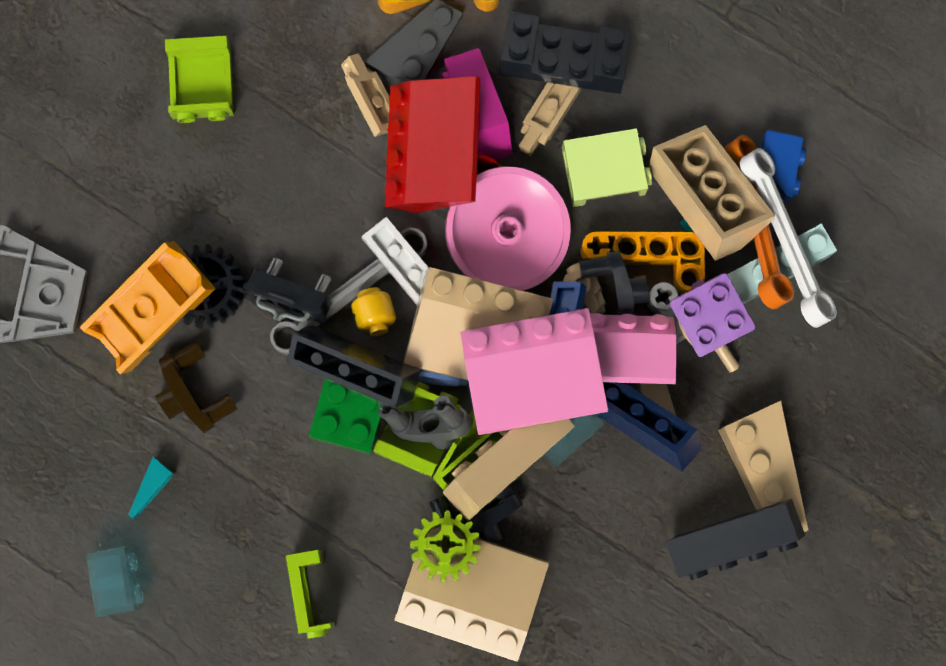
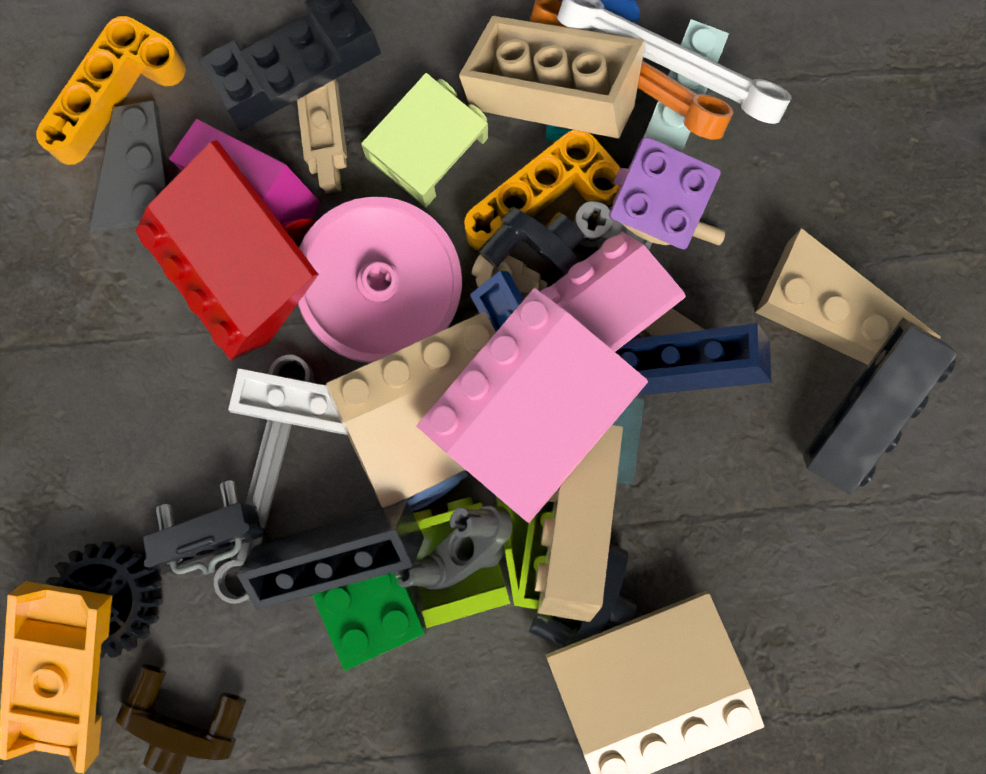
camera: 35 degrees left, 0 degrees up
(368, 93) = (118, 257): tan hinge -> none
(373, 311) = (307, 478): yellow head -> none
(432, 546) = (577, 653): lime gear -> none

